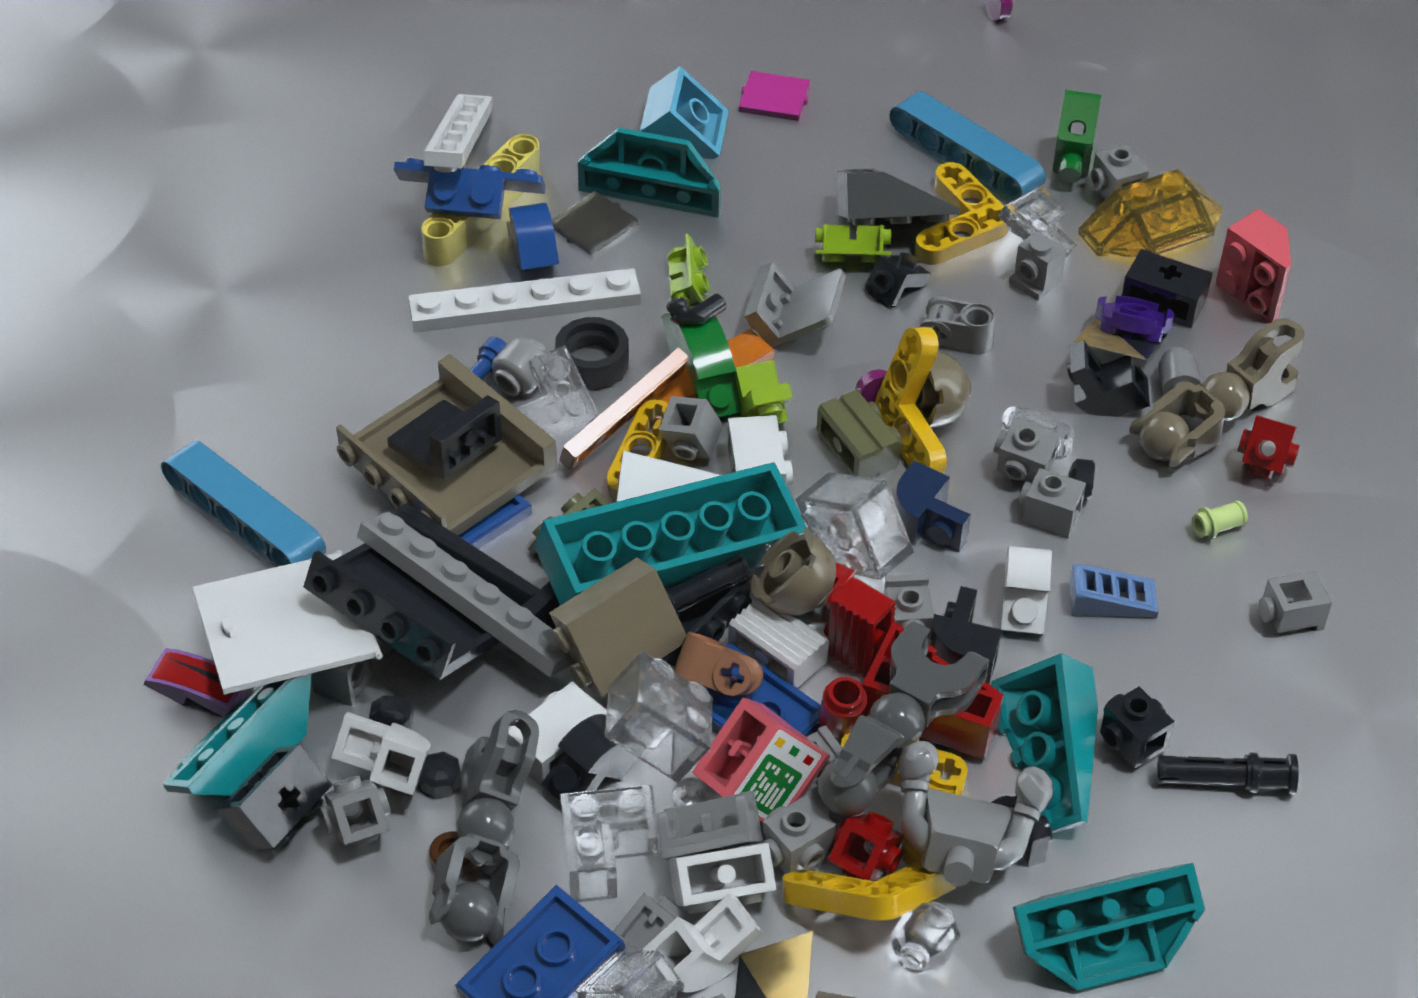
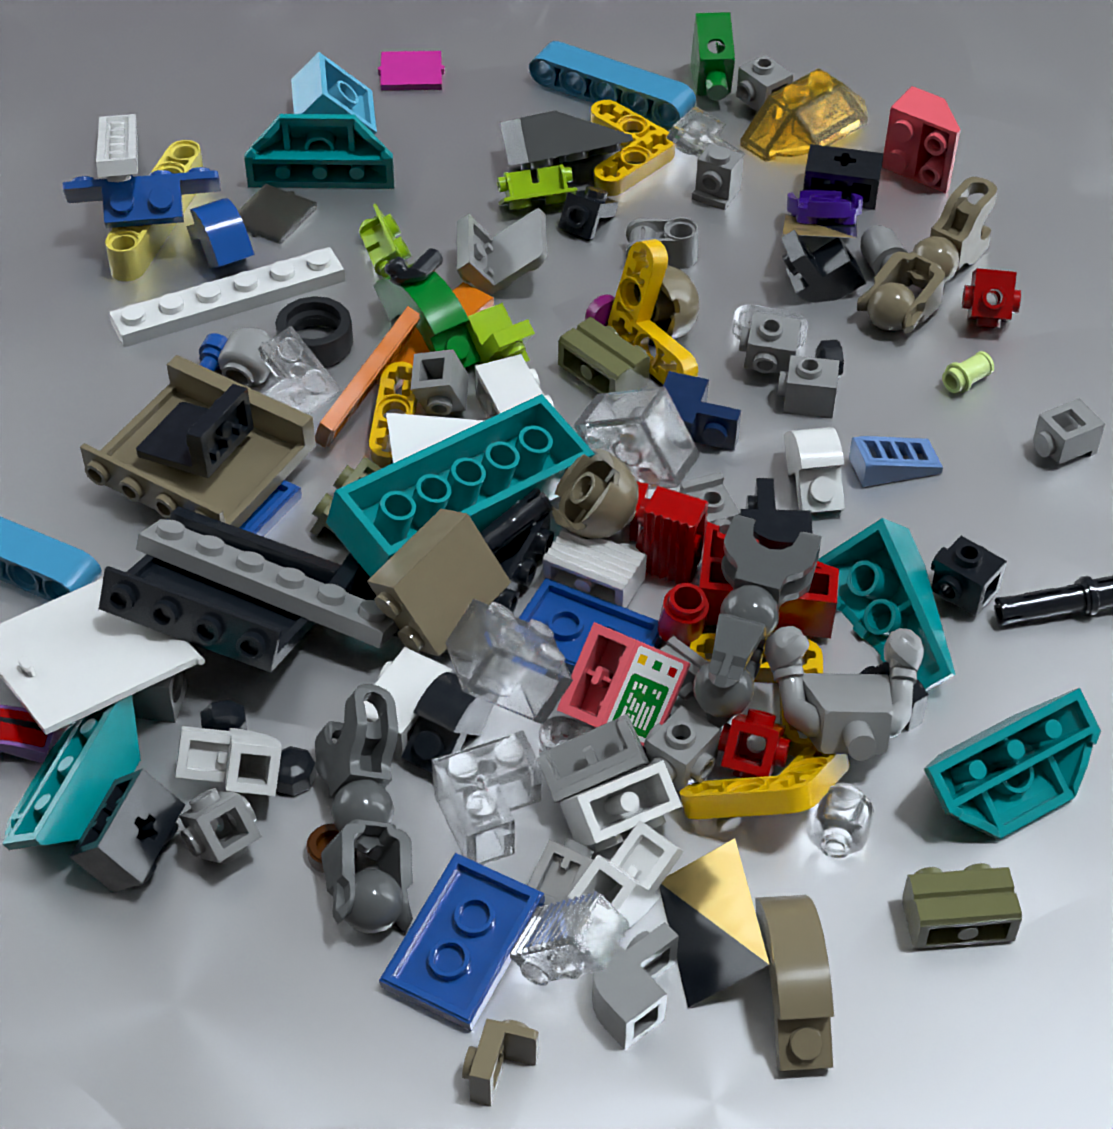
camera: 15 degrees left, 0 degrees up
(712, 666) = (540, 600): nougat piece -> none

